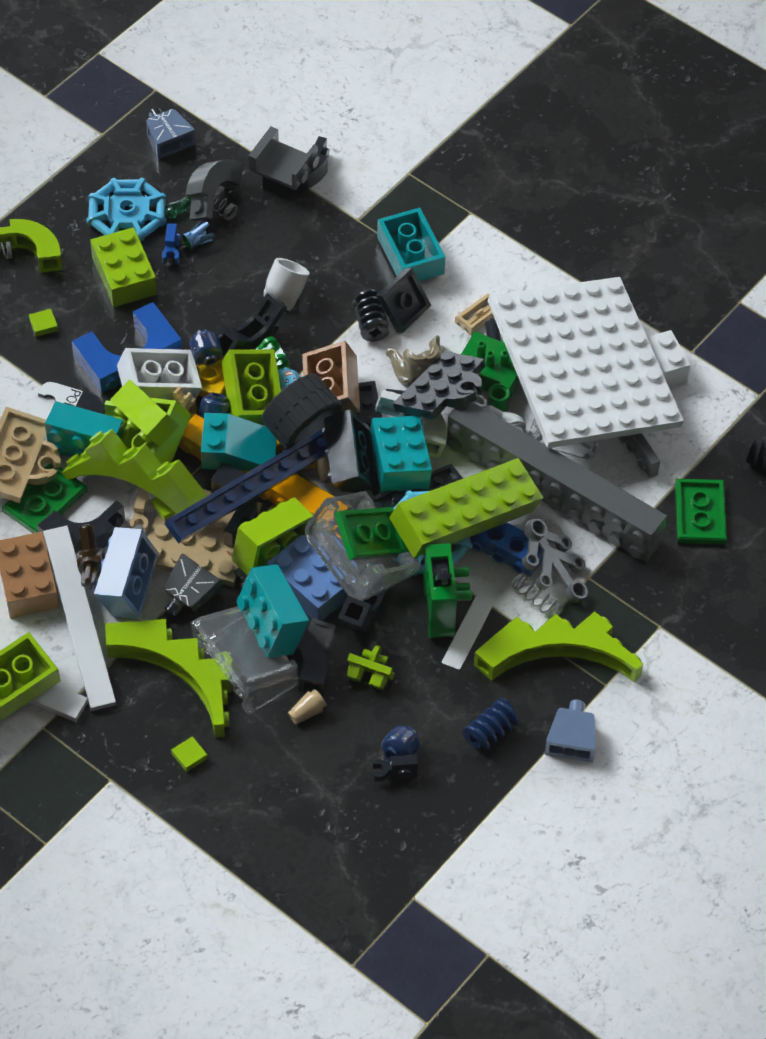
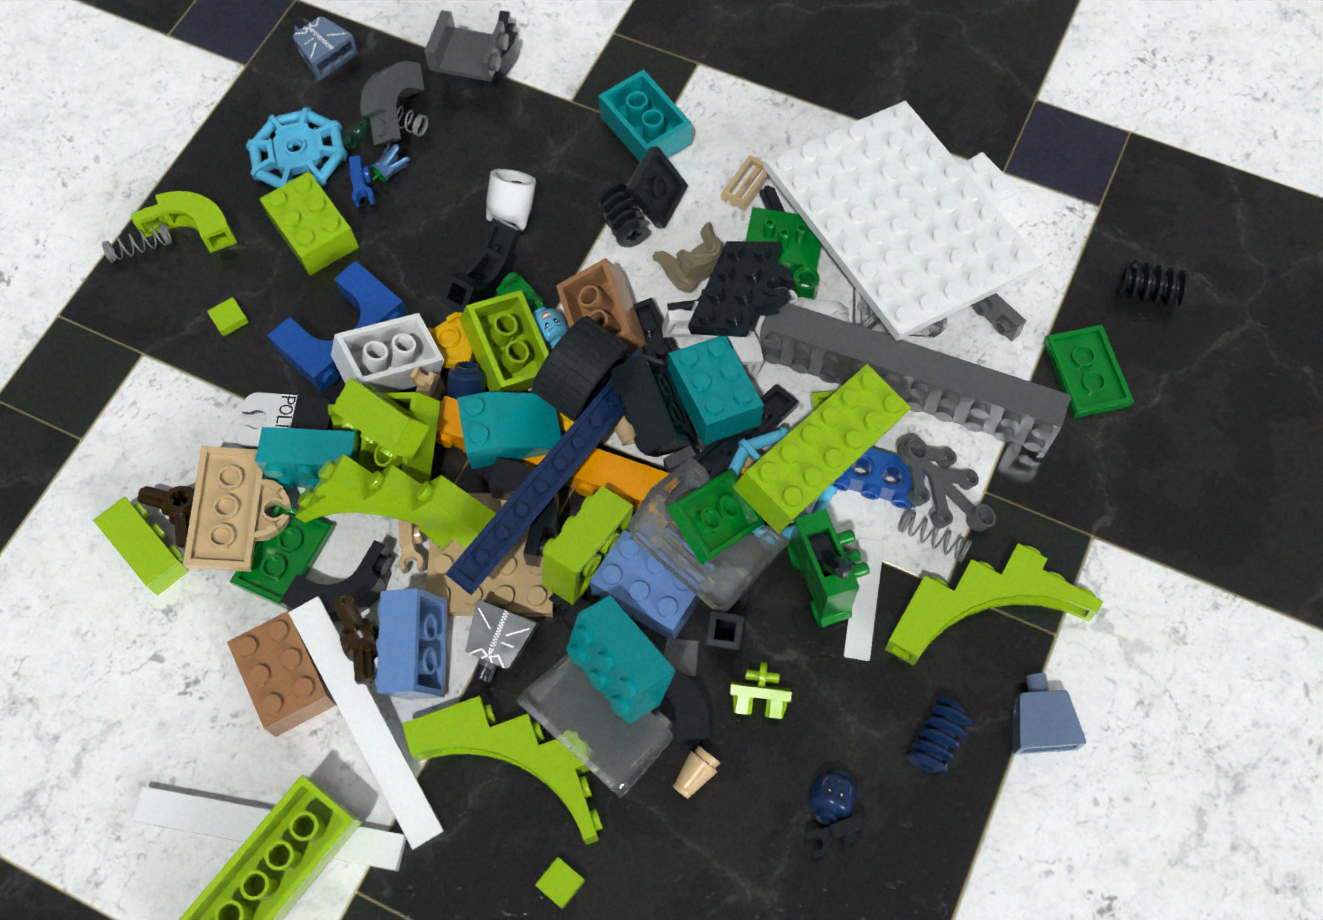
camera: 10 degrees left, 10 degrees up
(205, 347) = (435, 306): dark blue head -> none

